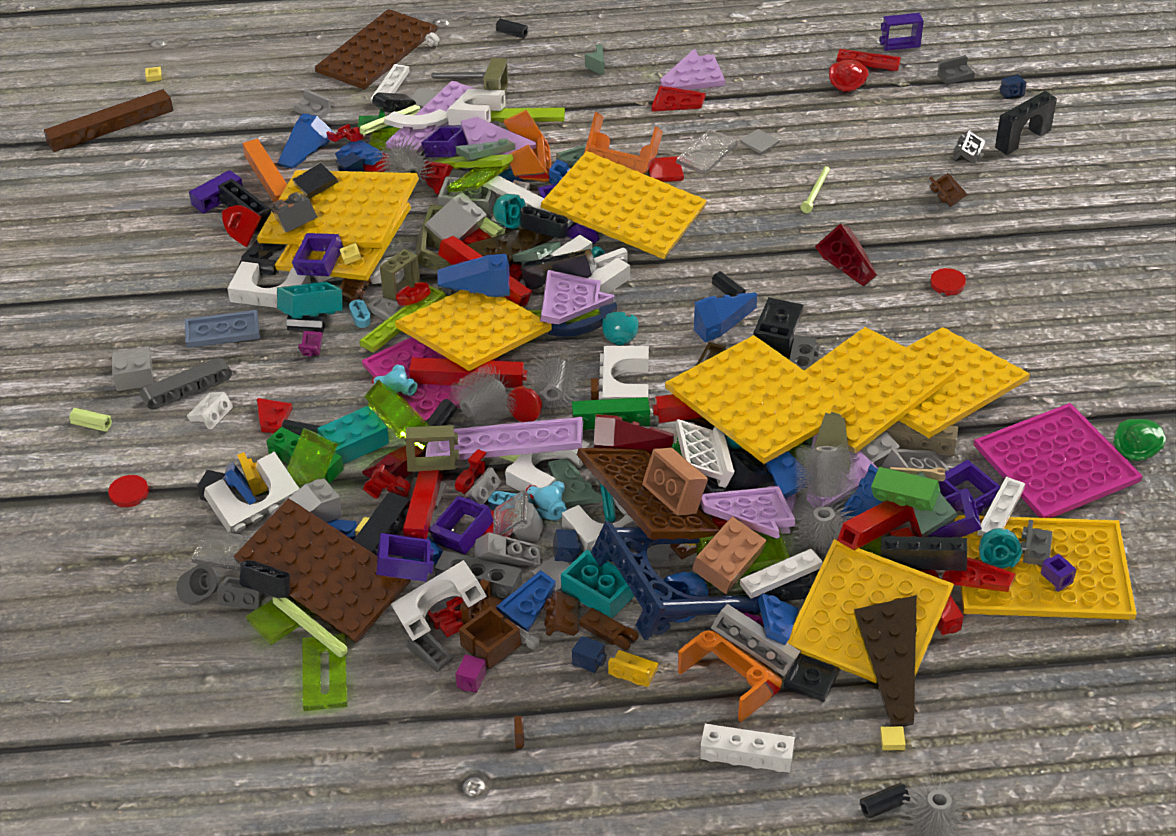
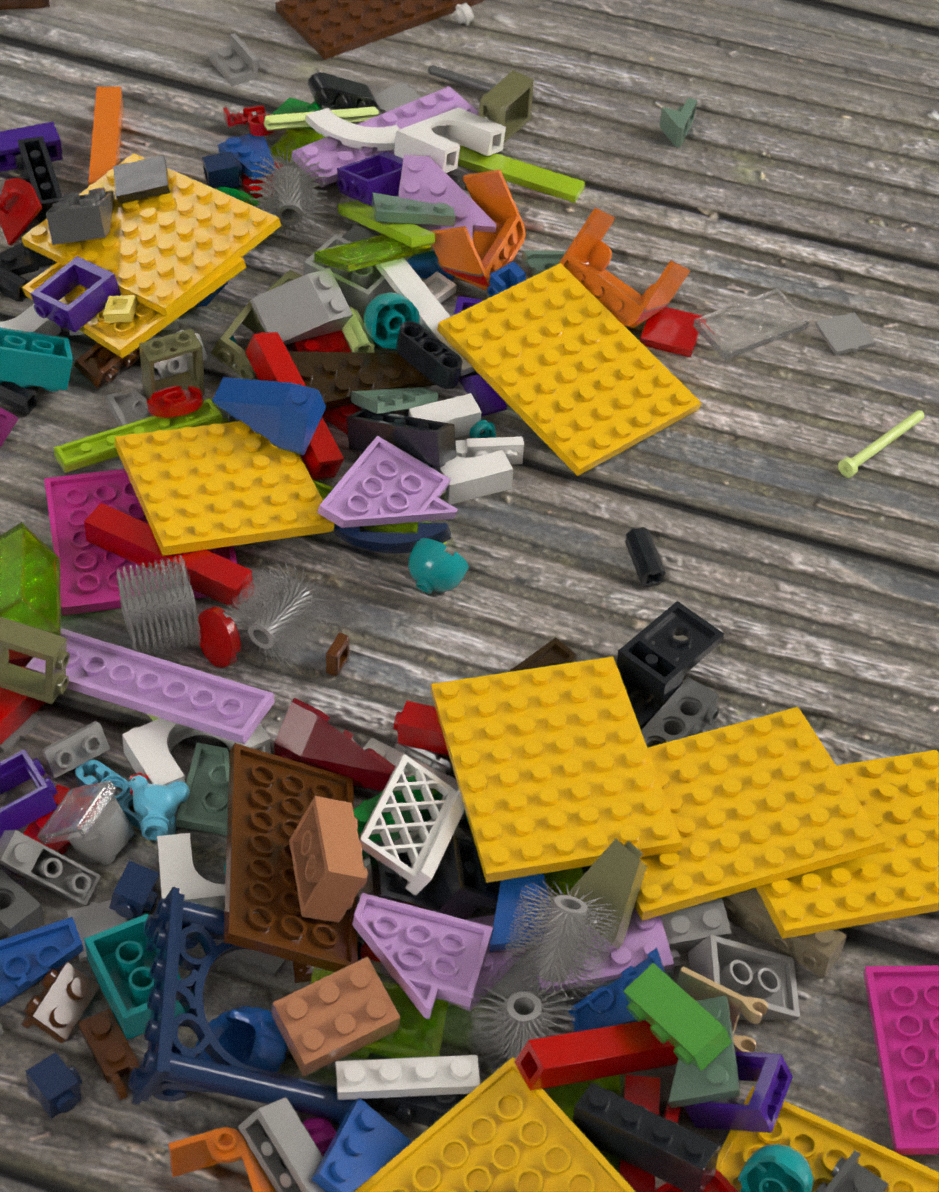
camera: 20 degrees right, 5 degrees up
(304, 139) = (190, 107): blue wedge -> none
(357, 314) = (98, 404): medium azure beam -> none
(393, 79) = (367, 59): white plate -> none
(398, 381) = (62, 531): medium azure animal -> none
(437, 175) = (335, 222): red wing -> none
(442, 413) = (90, 611): black axle -> none
(466, 479) = (86, 711): red piece -> none
(512, 28) = (587, 32): black axle -> none
(618, 361) = (395, 617): white arch -> none
(628, 409) = (343, 700): green brick -> none
(632, 668) = (106, 1136): yellow bracket -> none
(677, 99) = (759, 223): red wing -> none
(694, 73) = (810, 190): lavender wing -> none
(718, 315) = (596, 601): blue wedge -> none
(846, 254) = (860, 570): dark red wedge -> none
(975, 476) = (802, 1018): dark purple window -> none
(1002, 505) = (831, 1106): white plate -> none

